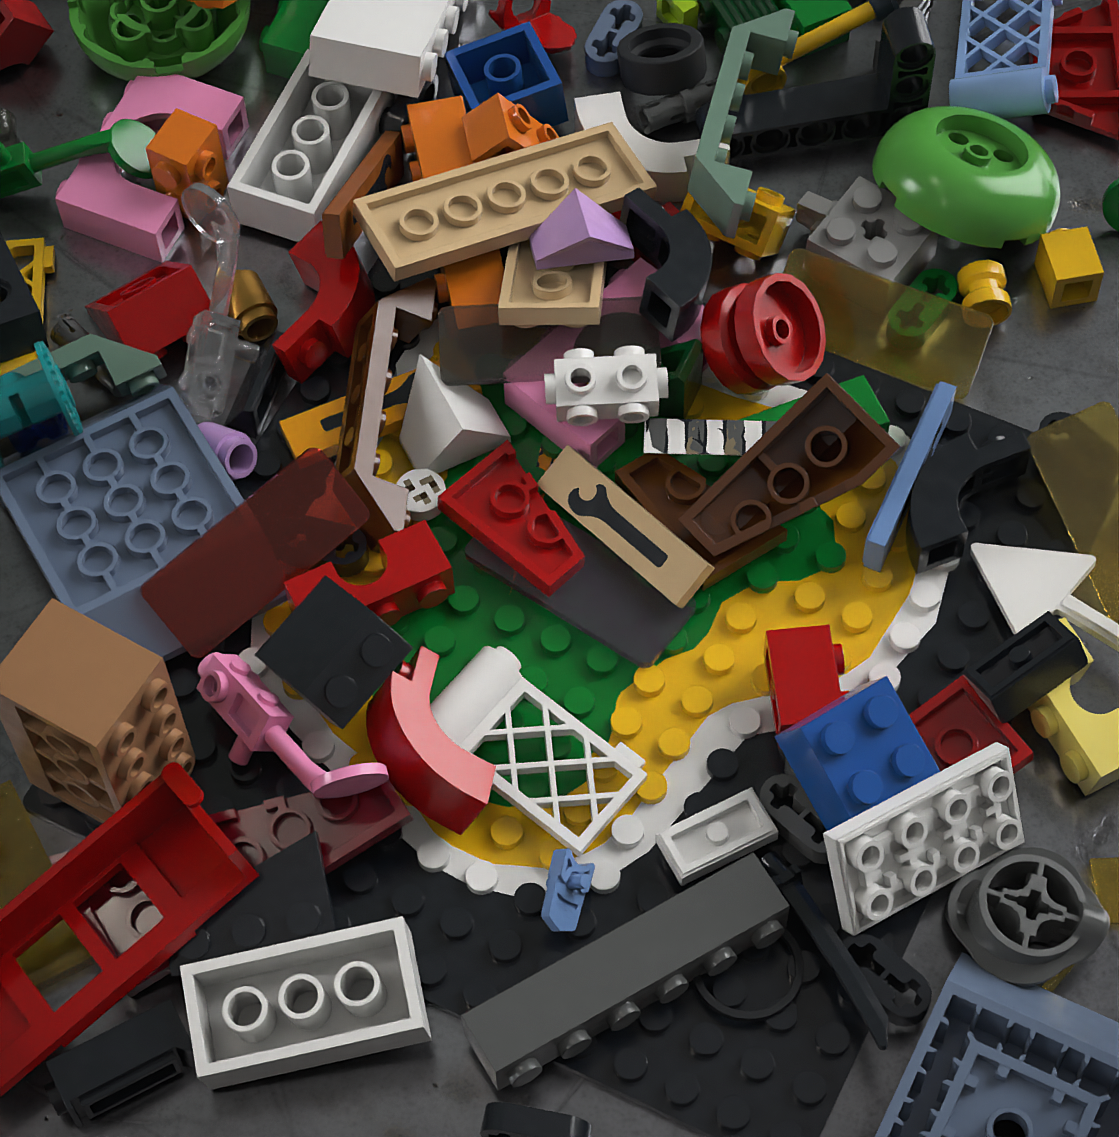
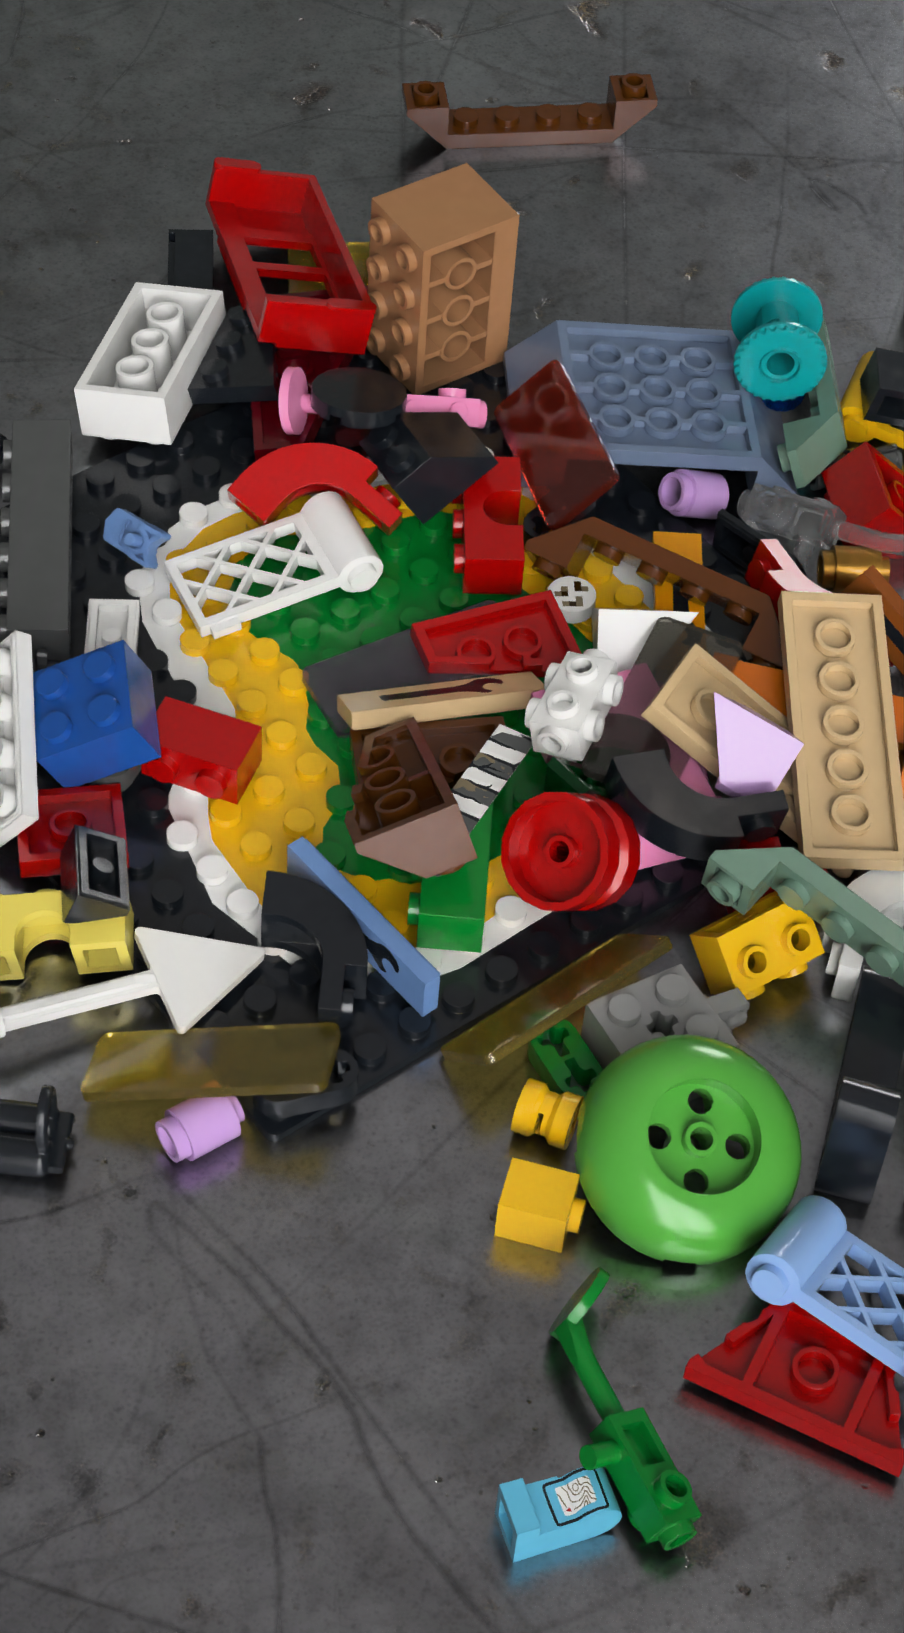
camera: 110 degrees right, 10 degrees down
(311, 724) = (358, 397): none -> black tile

